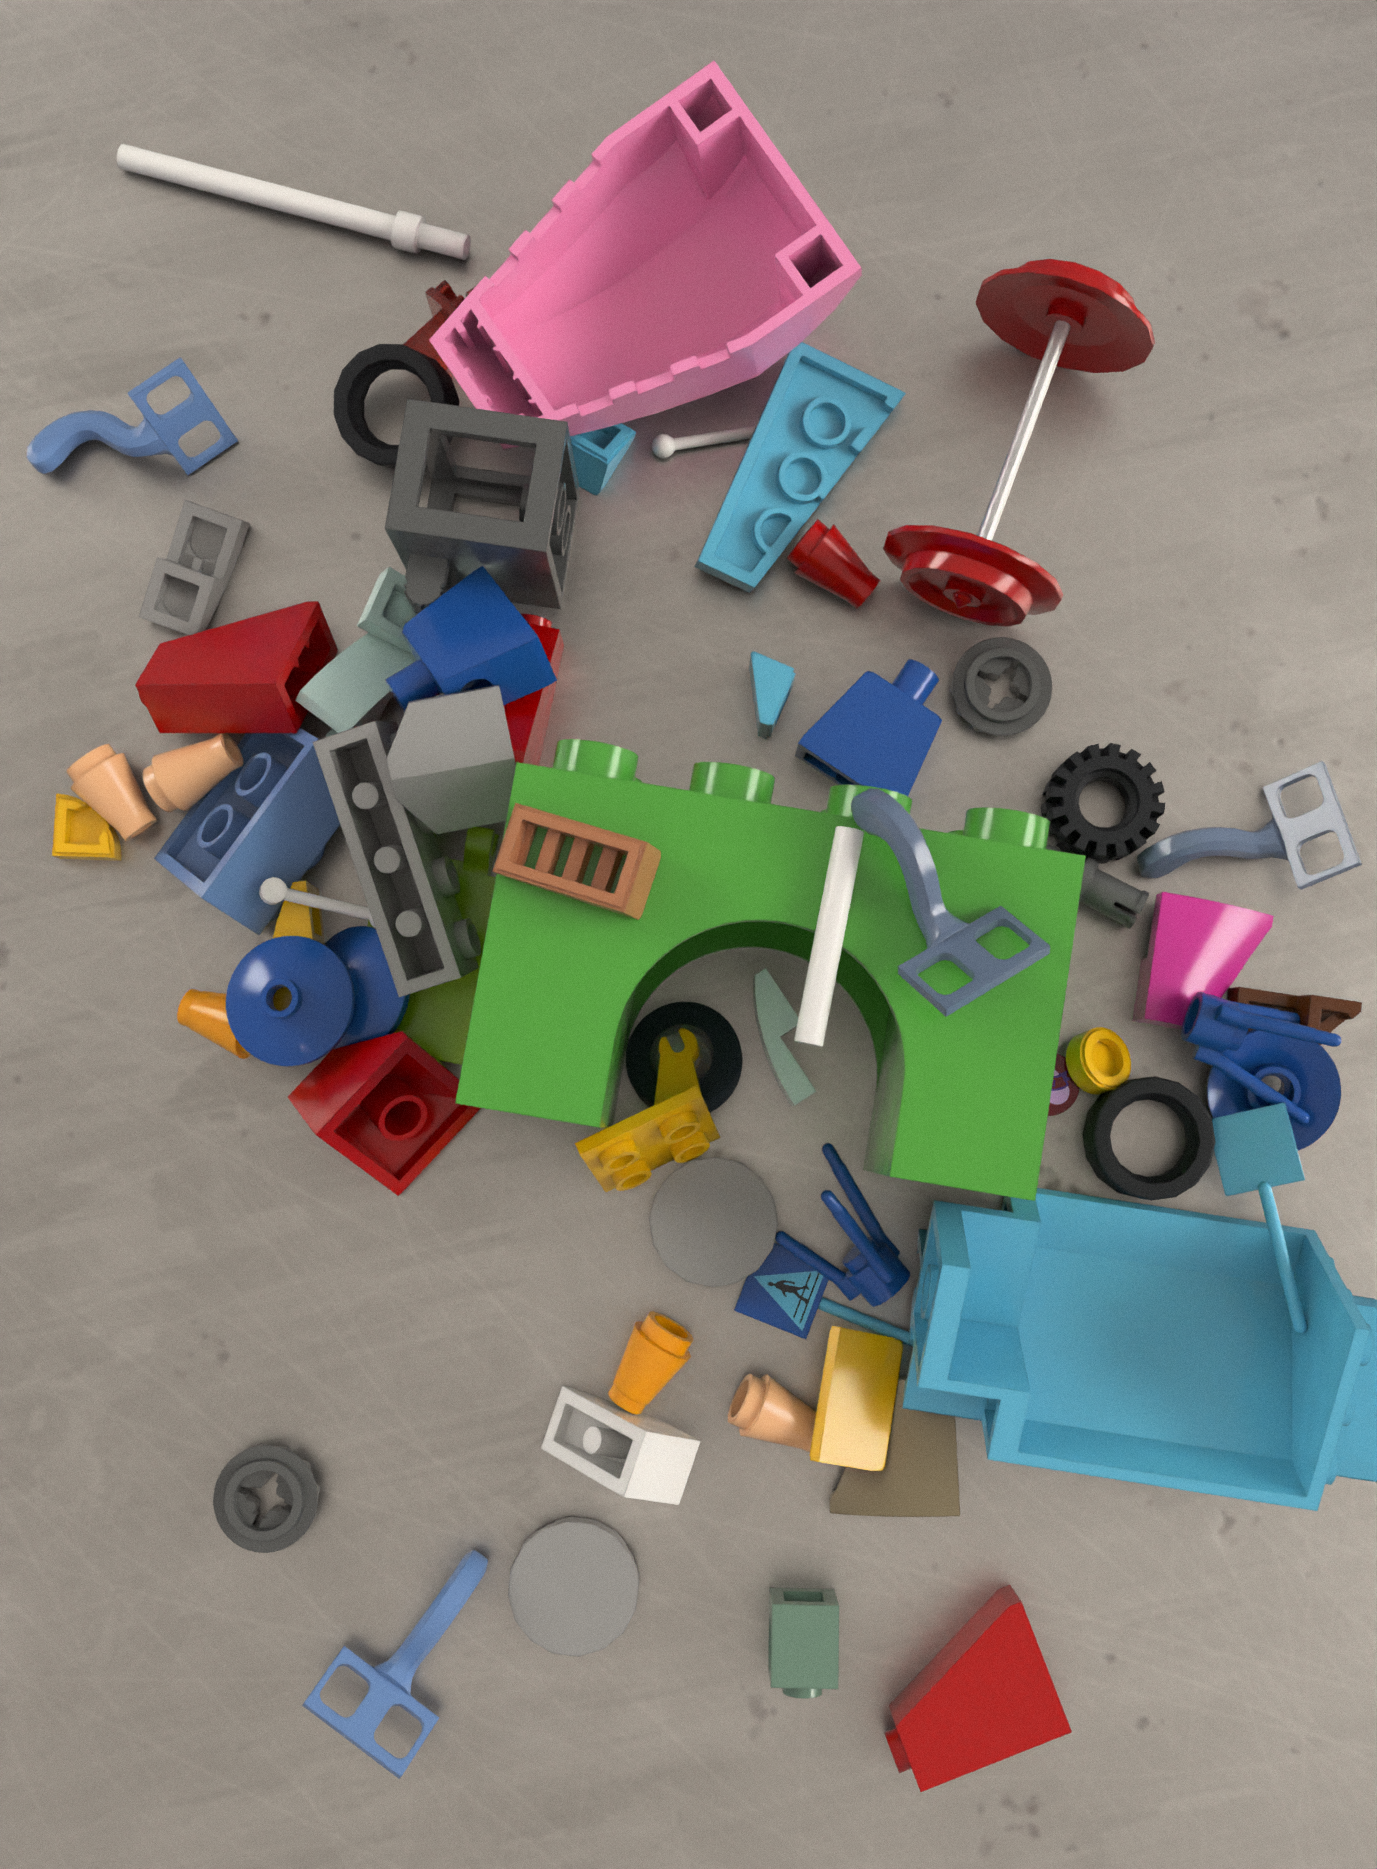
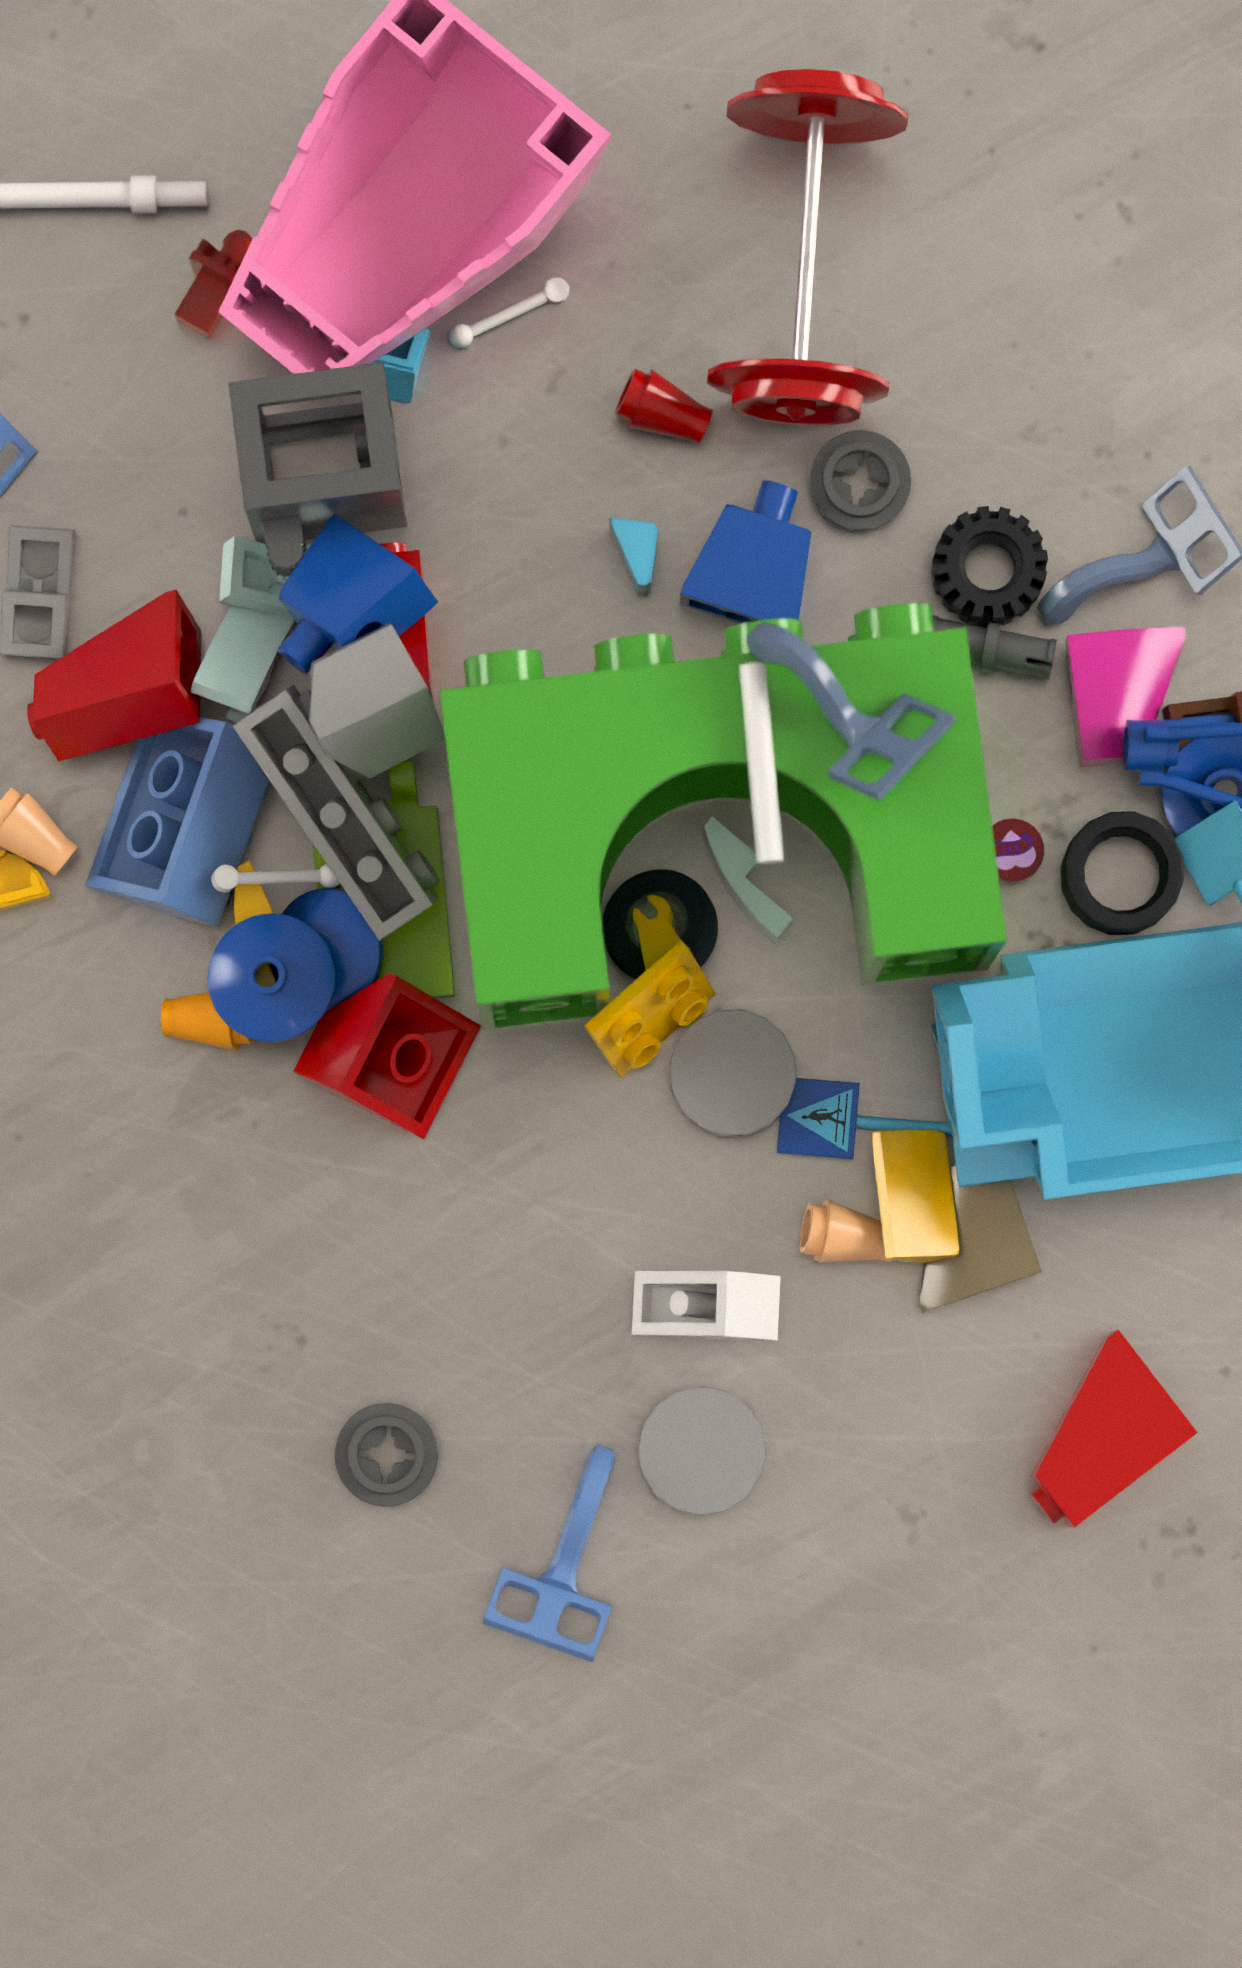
camera: 20 degrees left, 0 degrees up
(190, 772) = (99, 791): light nougat cone -> none
(356, 381) = (144, 366): black tyre -> none
(634, 880) = (577, 761): nougat slope -> none
(650, 1361) = (710, 1220): light orange cone -> none
(799, 450) = (595, 305): medium azure wing -> none
(803, 1641) = (930, 1433): sand green brick -> none
(872, 1262) = (896, 1066): blue plant -> none
(1098, 1060) = (1054, 813): yellow tile -> none

